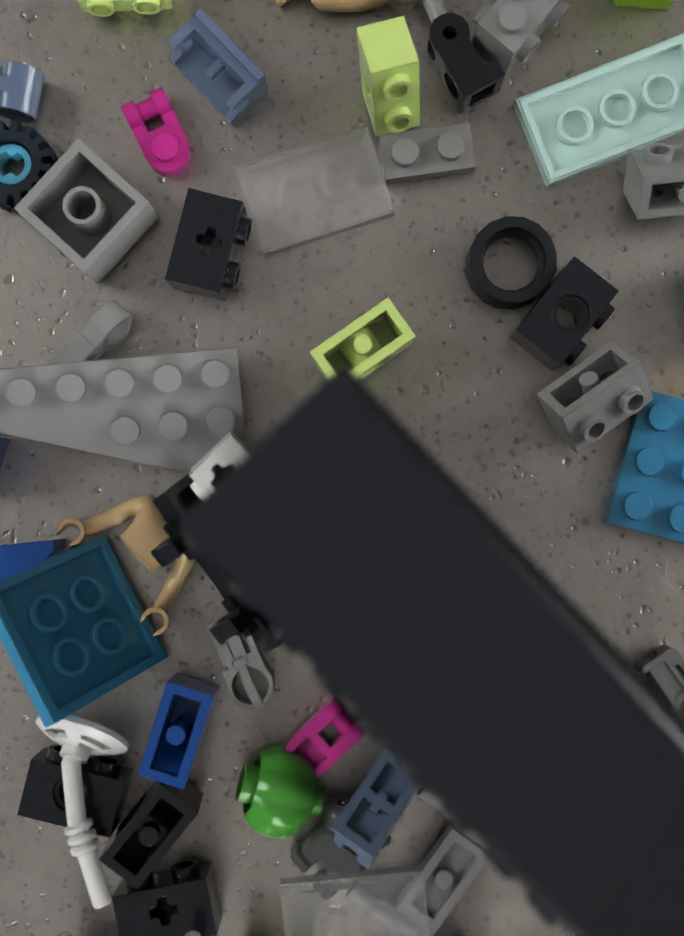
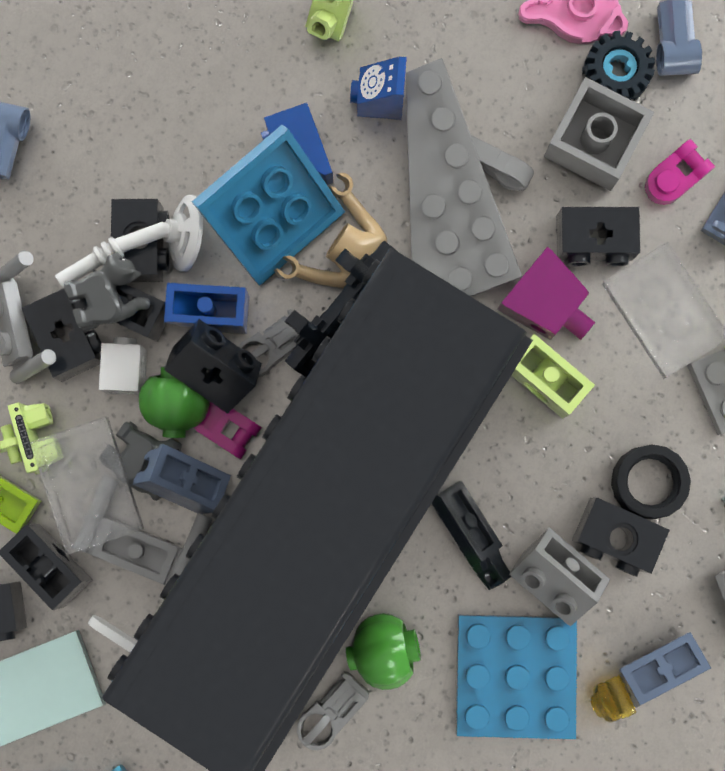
camera: 80 degrees right, 5 degrees down
(133, 860) = (101, 294): none -> dark grey animal
(223, 844) = (122, 366): none -> white brick
(252, 741) = (213, 366): none -> black brick
(269, 322) = (548, 299): none -> magenta torso
(524, 481) = (472, 534): none -> black hinge
(631, 615) = (384, 651): none -> bright green plant

